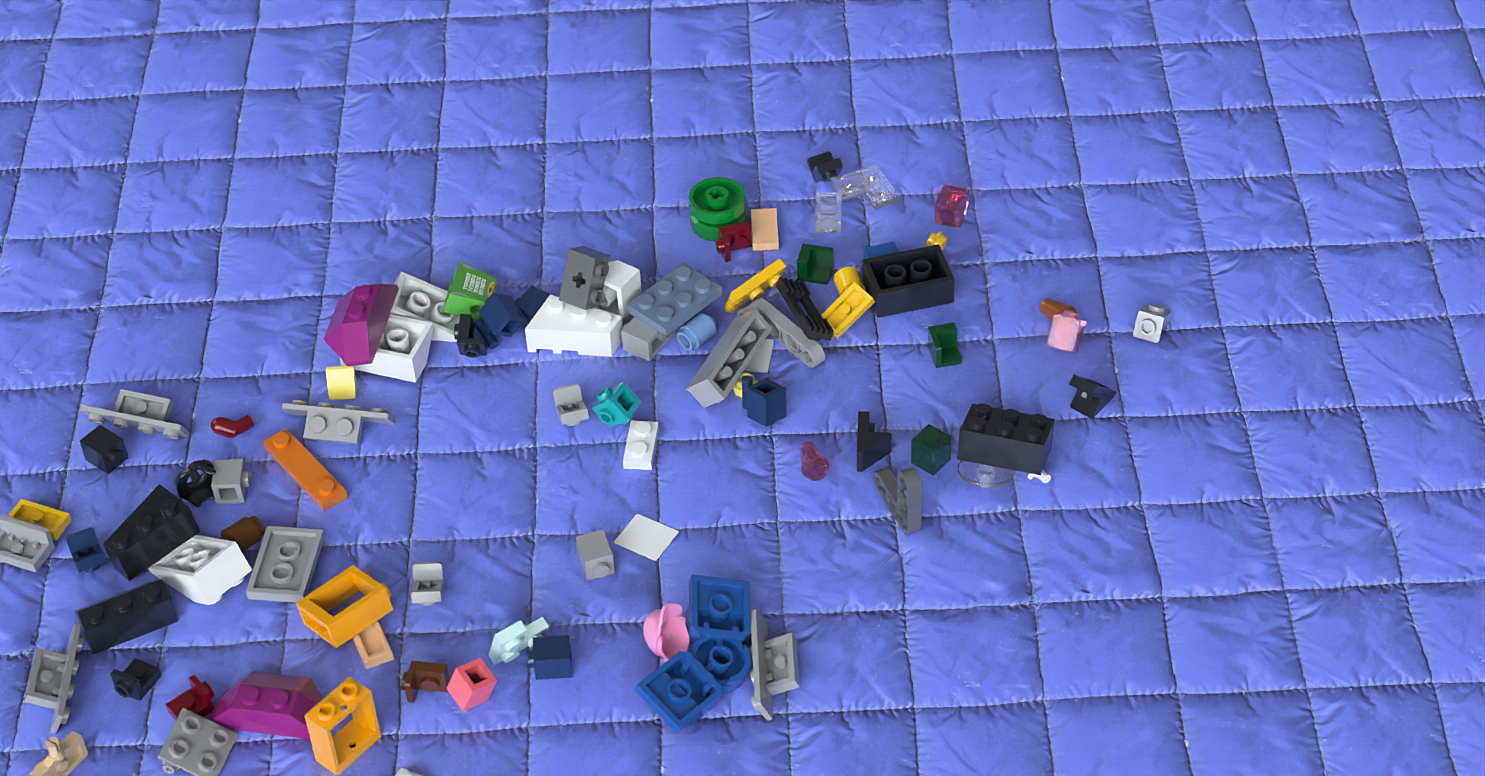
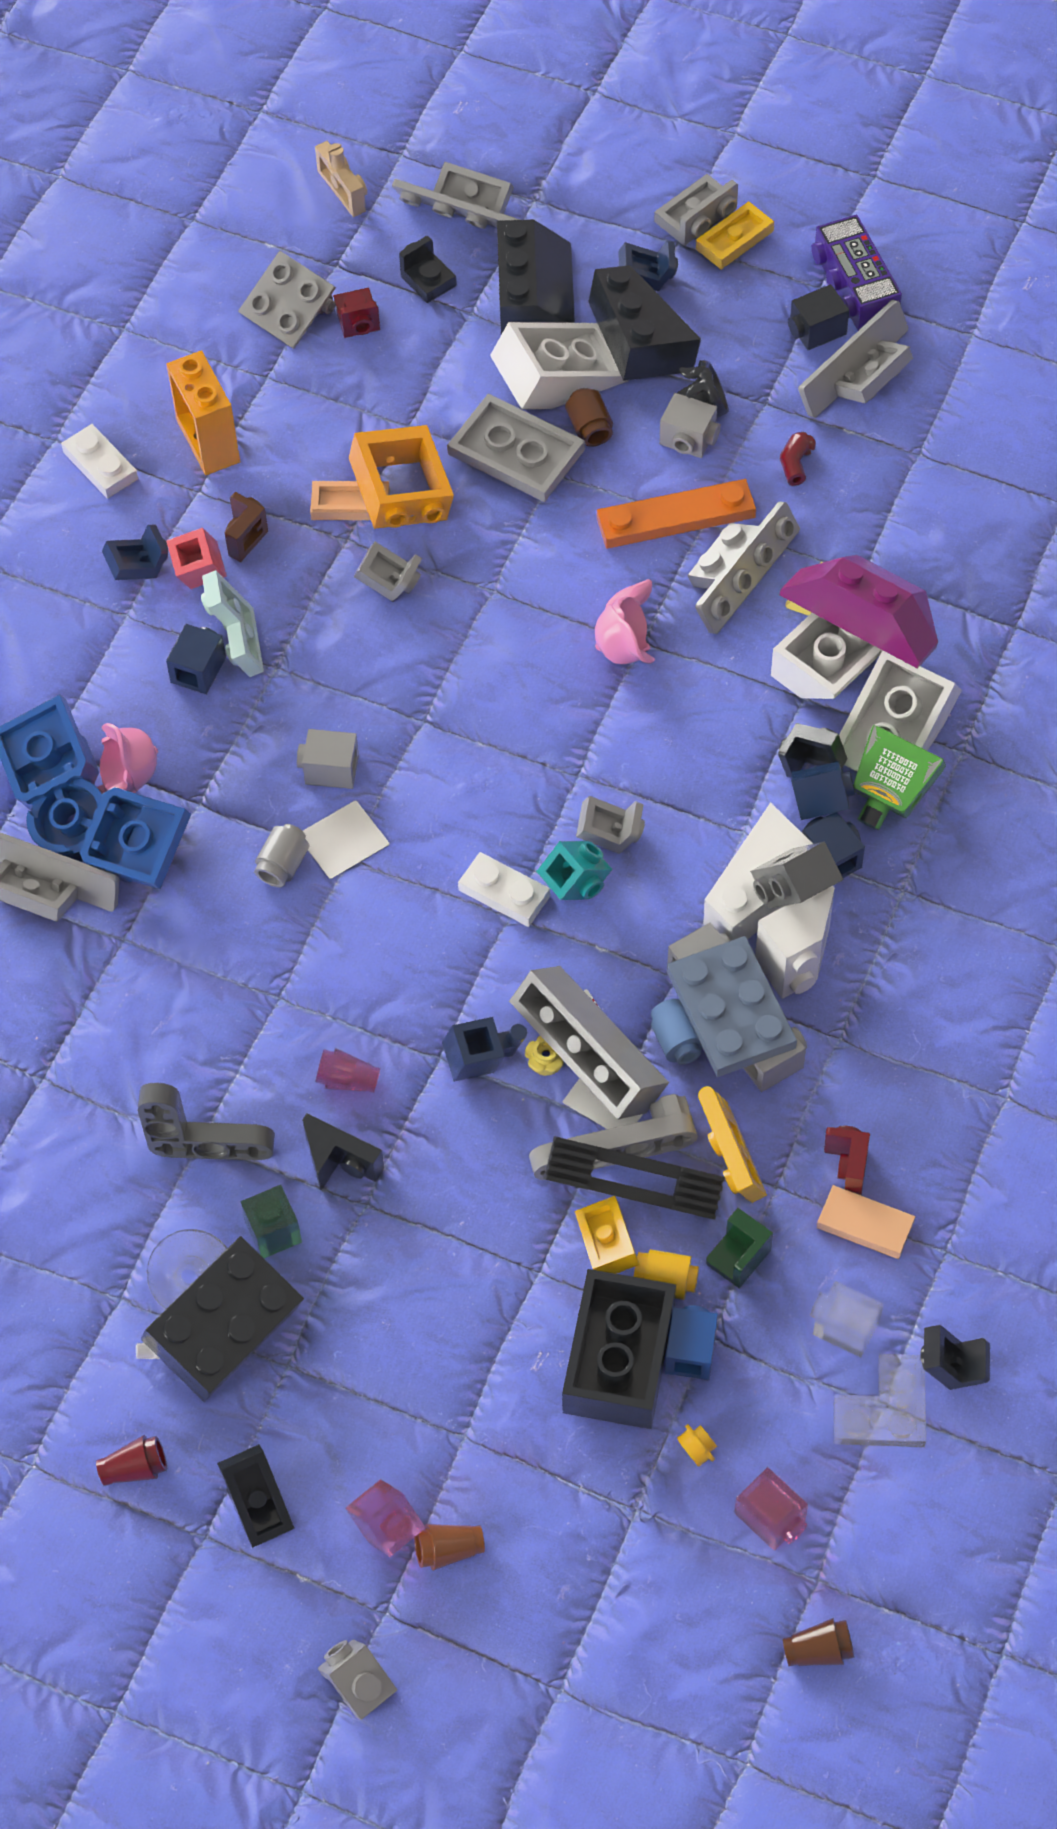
camera: 115 degrees right, 15 degrees up
(51, 444) = (854, 268): none -> brick
(267, 705) = (297, 380): magenta wedge -> none
(419, 454) = (623, 627): none -> bright pink hair
(479, 729) = (137, 557): none -> dark blue bracket
(680, 550) = (281, 855): none -> light grey brick
(716, 204) = (926, 1159): green wheel -> none
(943, 345) = (468, 1344): dark green panel -> none
(1006, 169) = (820, 1645): none -> reddish brown cone
(1109, 451) = (133, 1462): none -> dark red cone

